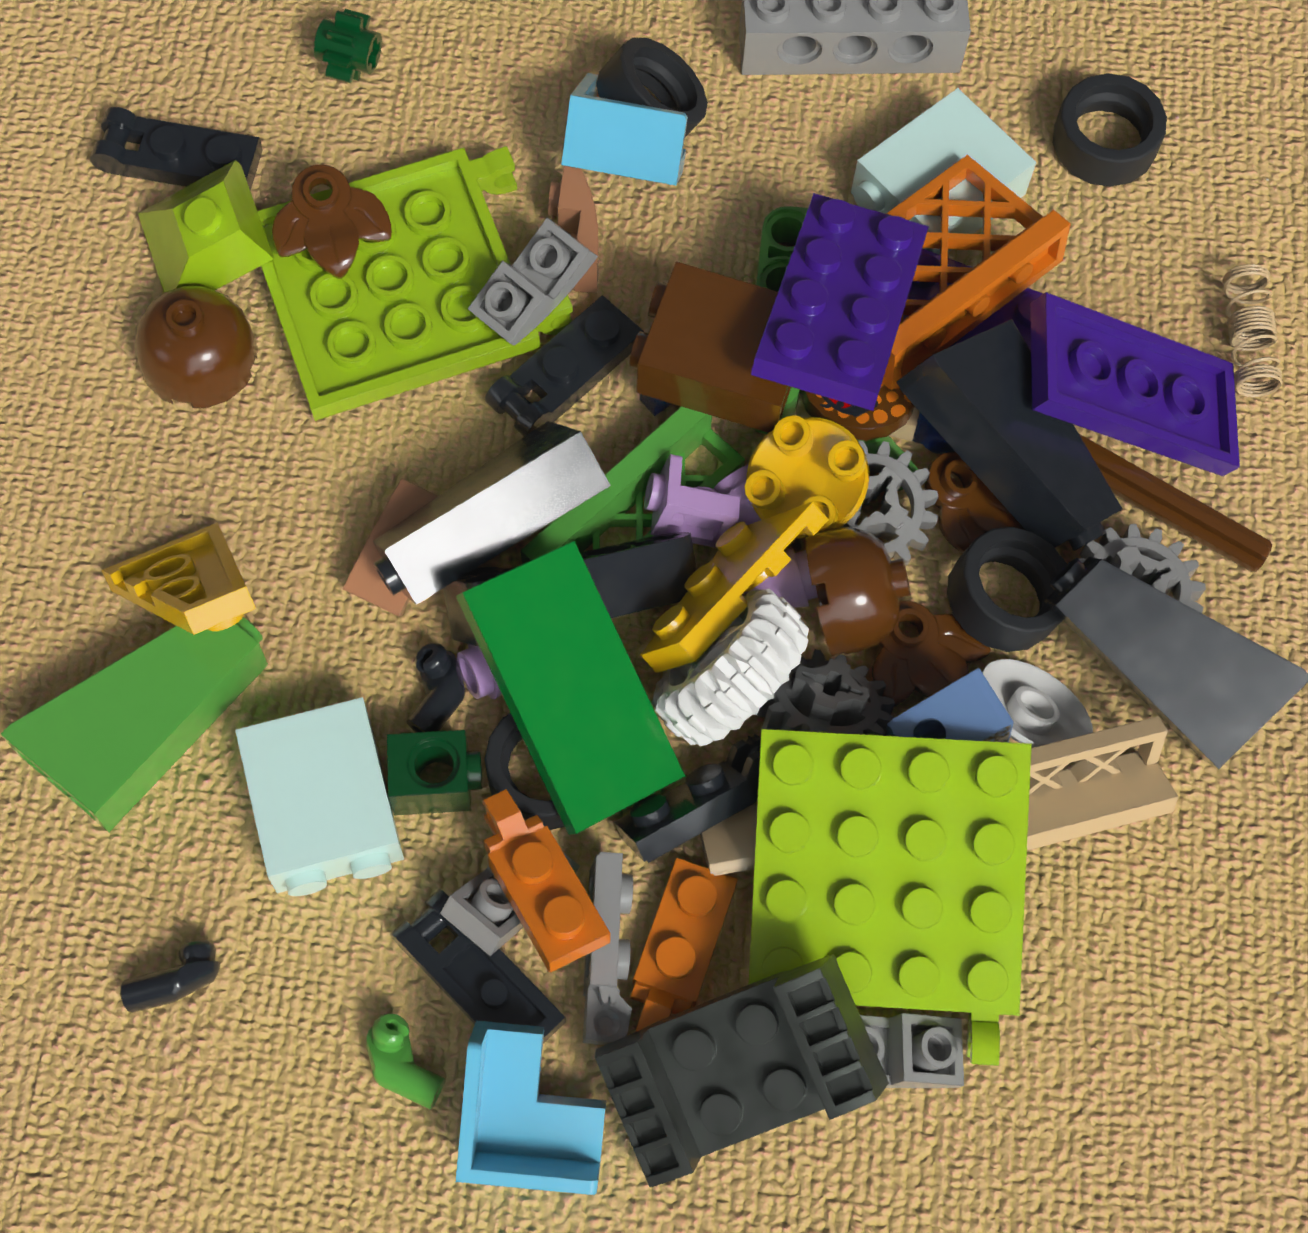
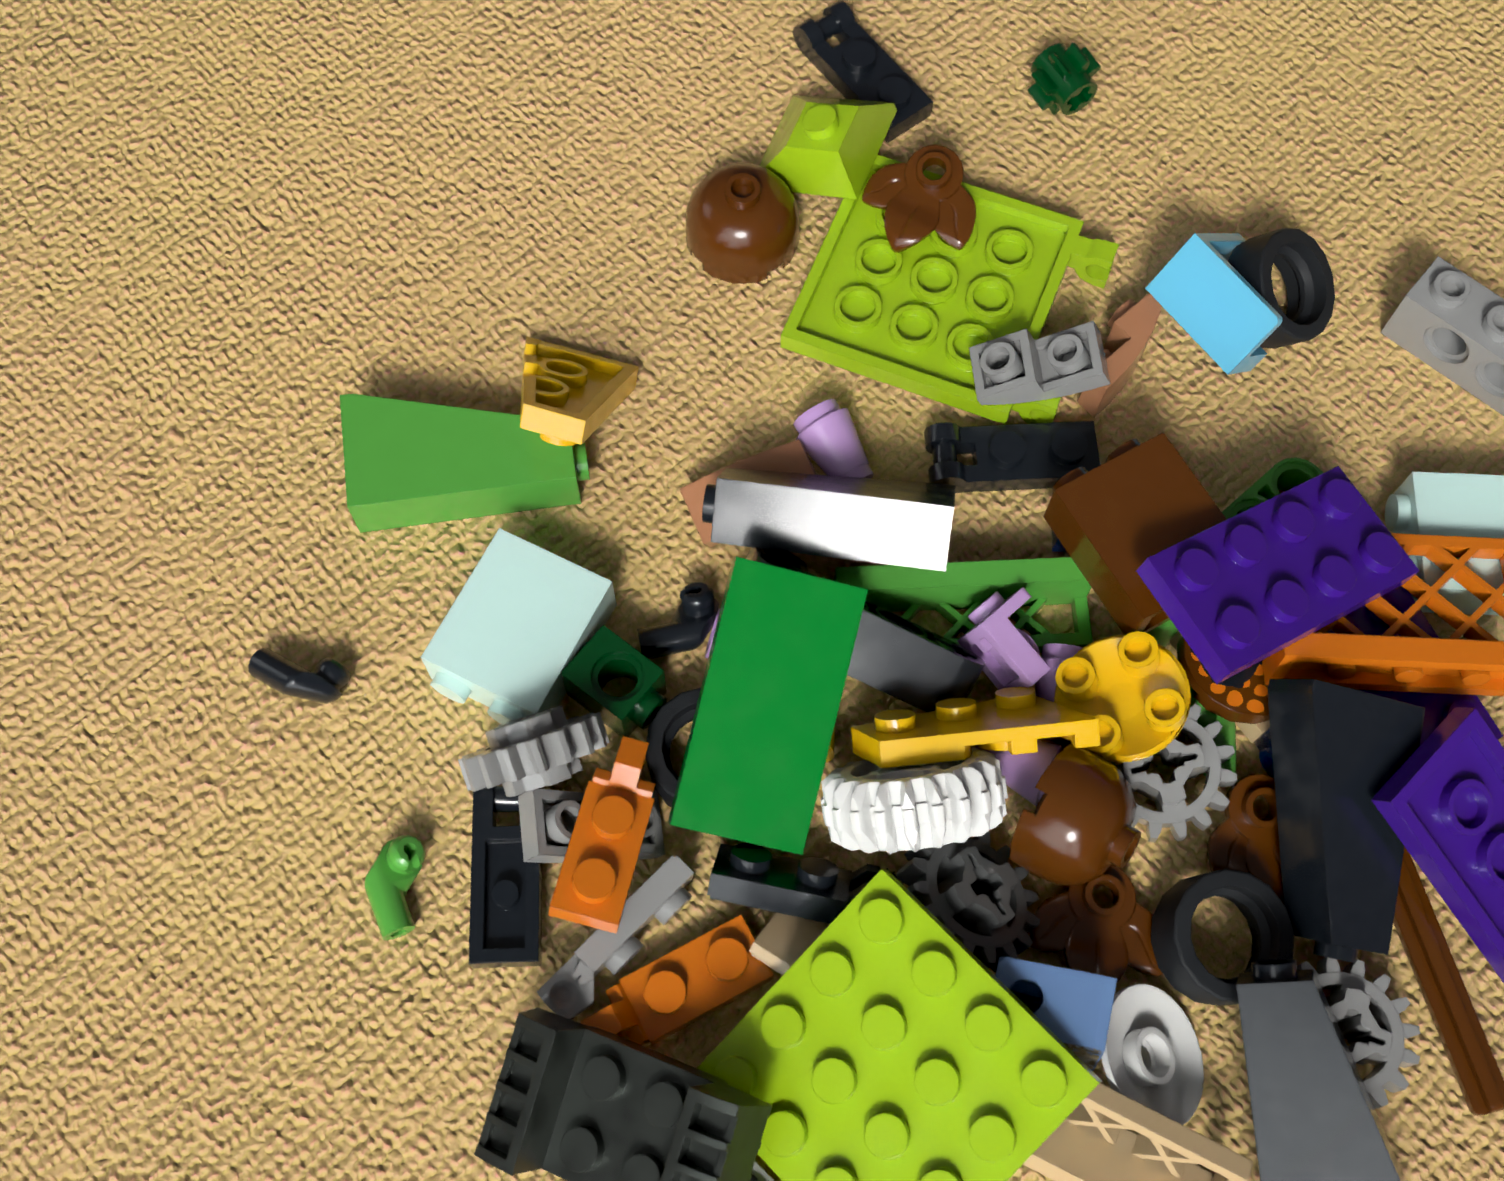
camera: 45 degrees right, 0 degrees up
(426, 460) = (833, 440): none -> lavender cone
(427, 867) = (533, 751): none -> light grey gear
(512, 1131) = (417, 1013): medium azure panel -> none

